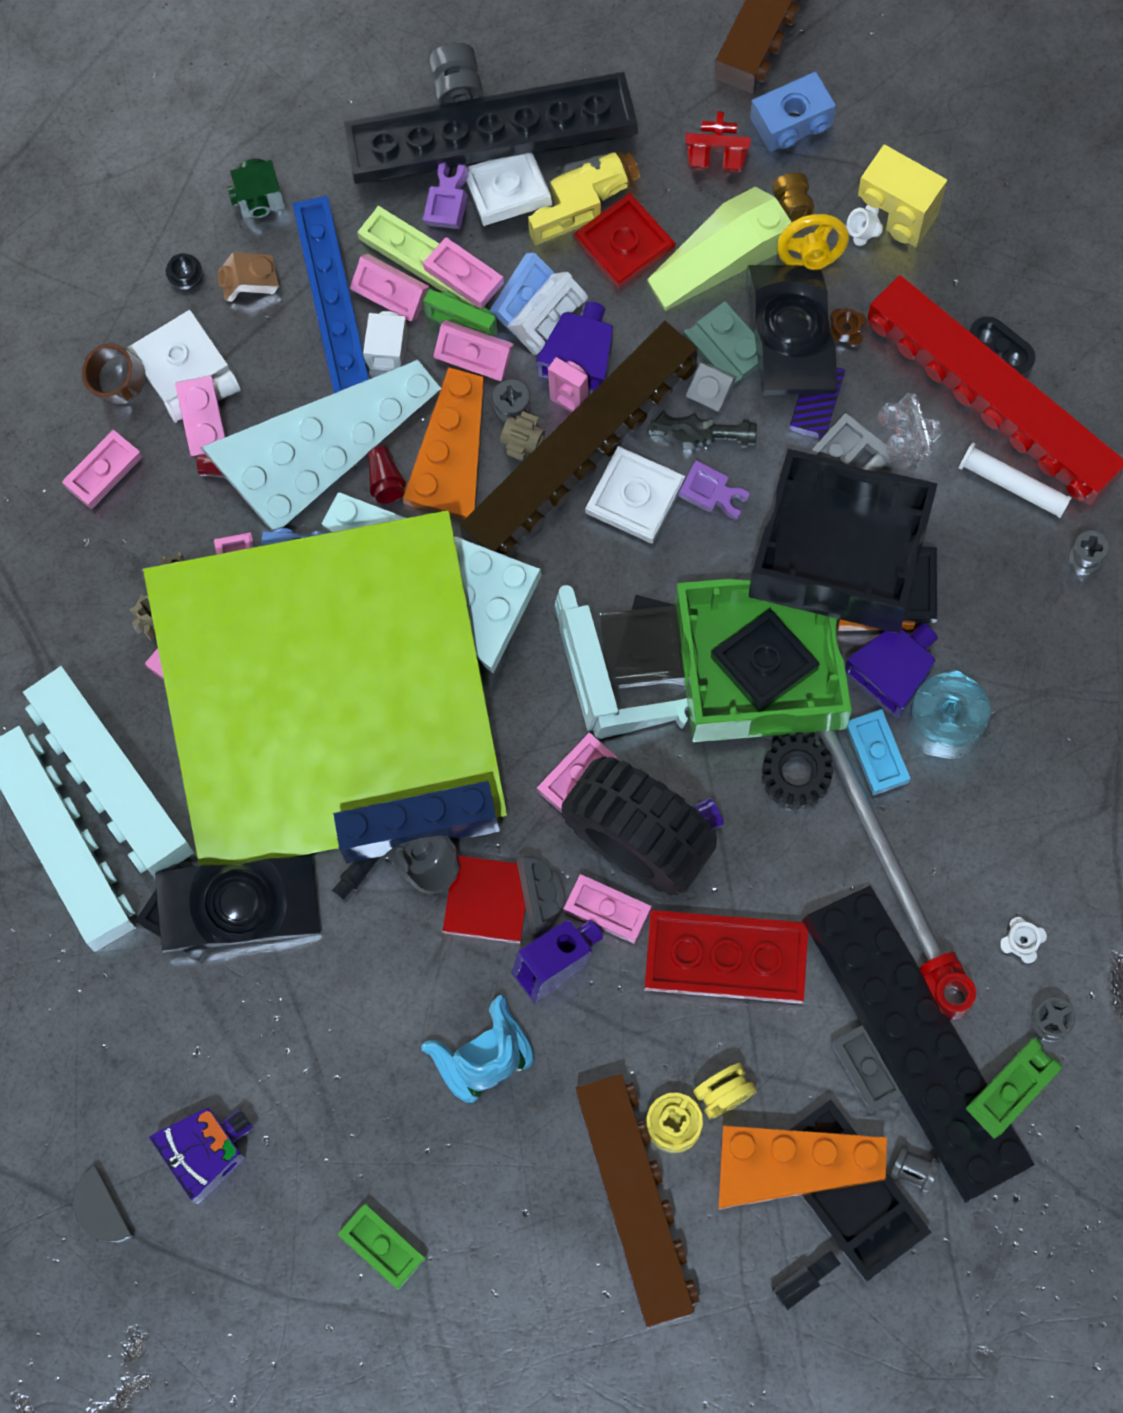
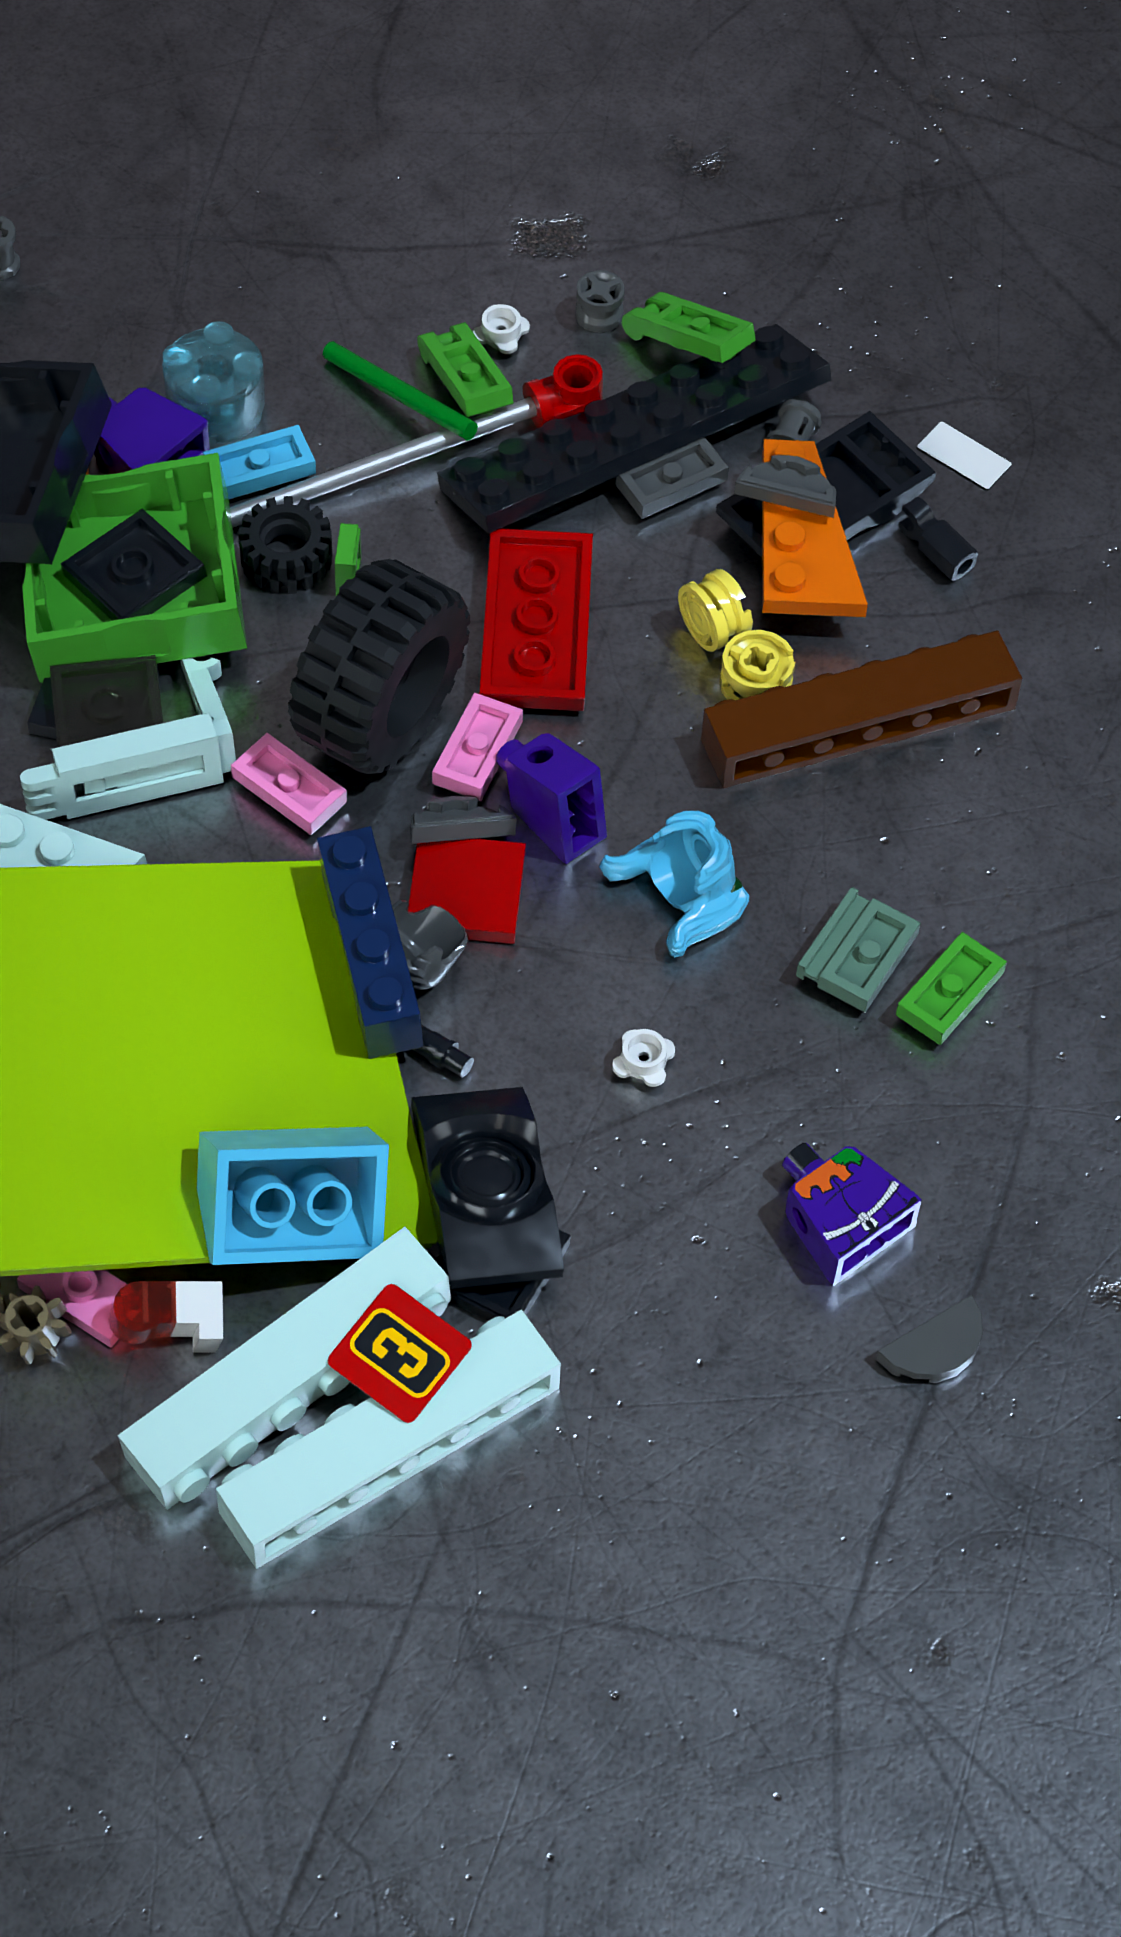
camera: 100 degrees left, 15 degrees down
(97, 838) = (399, 1353): none -> sticker
(151, 699) = (169, 1310): none -> leg
(212, 766) = (292, 1194): none -> medium azure slope
(333, 1008) = (645, 1043): none -> white plate
(418, 1180) = (858, 949): none -> sand green plate
(779, 816) = (347, 554): none -> bright green tile
(829, 1151) = (789, 483): none -> dark grey tile
(905, 1315) = (964, 455): none -> white sticker
(948, 856) = (400, 390): none -> green bar
(968, 907) = (466, 370): none -> bright green plate

